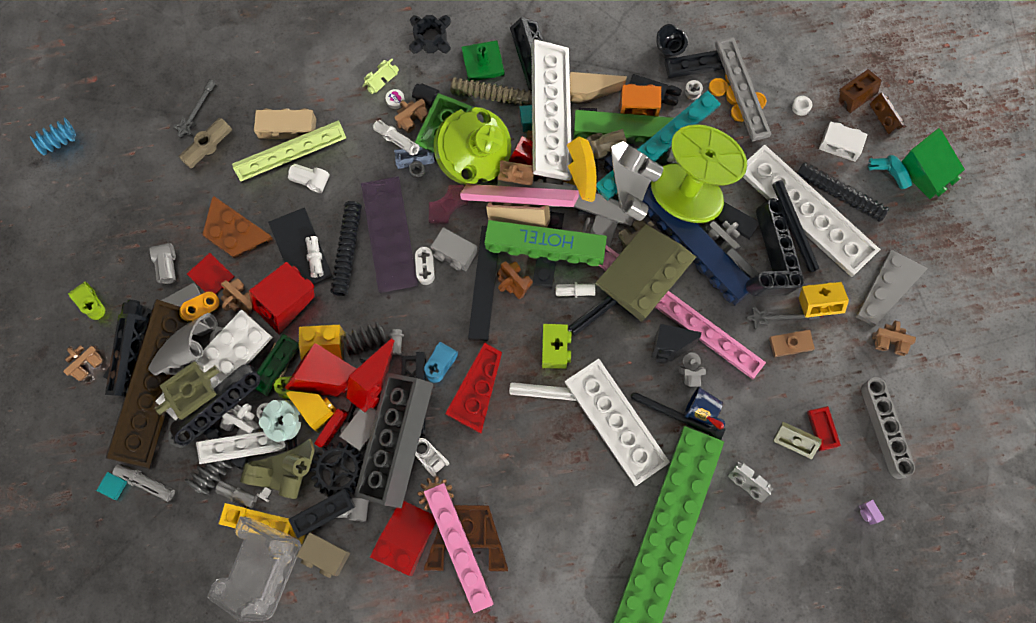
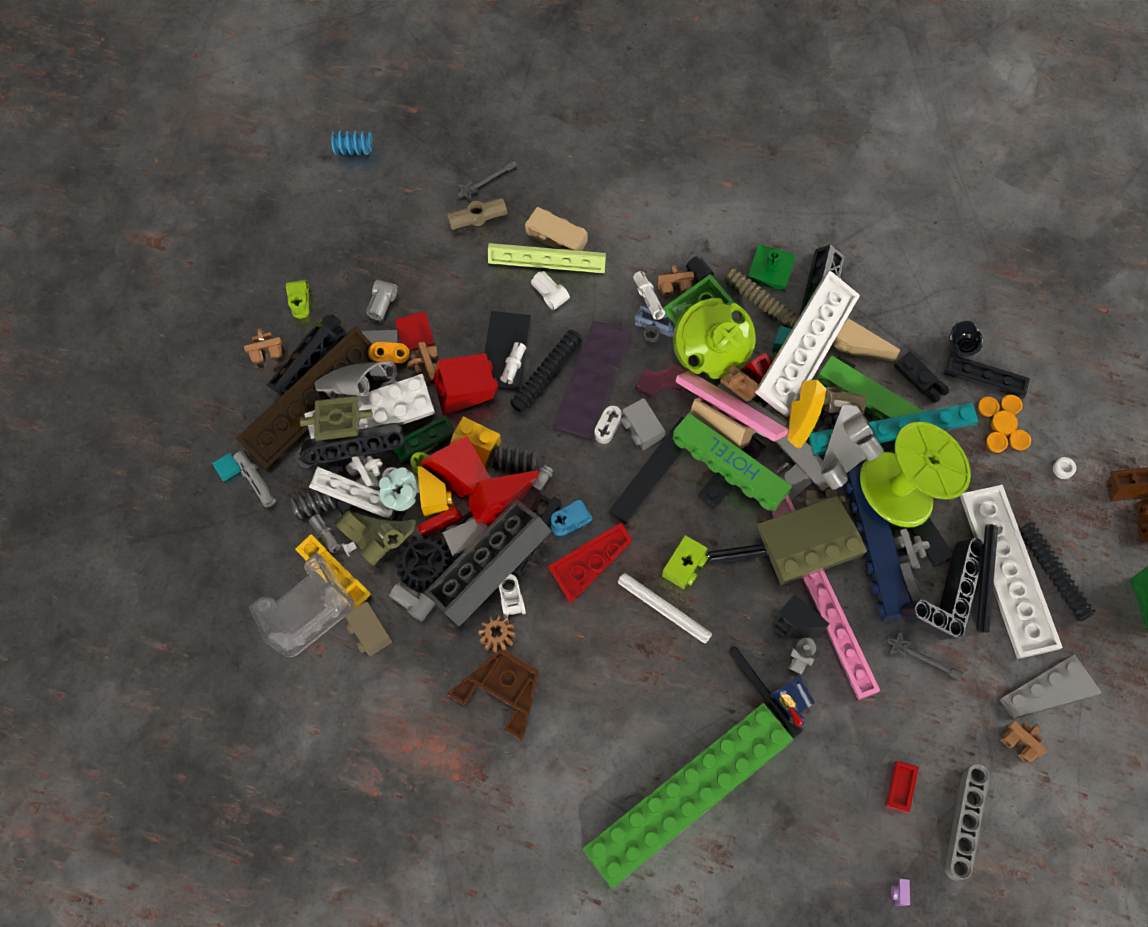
camera: 30 degrees right, 5 degrees down
(231, 230) = (455, 302): dark orange wing -> none
(321, 513) = (387, 590): black tile -> none
(385, 71) = (660, 234): yellowish green hinge -> none
(394, 98) = (667, 259): white tile -> none
(404, 538) = (447, 656): red slope -> none
(419, 28) = (730, 206): black piece -> none
(459, 548) = (489, 692): bright pink plate -> none
(511, 281) = (679, 482): dark orange hips -> none
(575, 289) = (735, 521): white axle -> none
(617, 422) = (701, 664): white plate -> none
(640, 100) = (900, 378): orange brick -> none
(693, 95) = (961, 391): white bush -> none
(743, 89) = (1011, 421): light grey tile -> none
(757, 488) = (801, 804): light grey hinge -> none
(791, 343) = (918, 688): medium nougat plate -> none
(797, 440) = (868, 781): plate -> none
(823, 299) = (974, 663): yellow brick -> none
(843, 141) = (1086, 523): white brick -> none
(894, 167) = (1126, 577): teal arm -> none

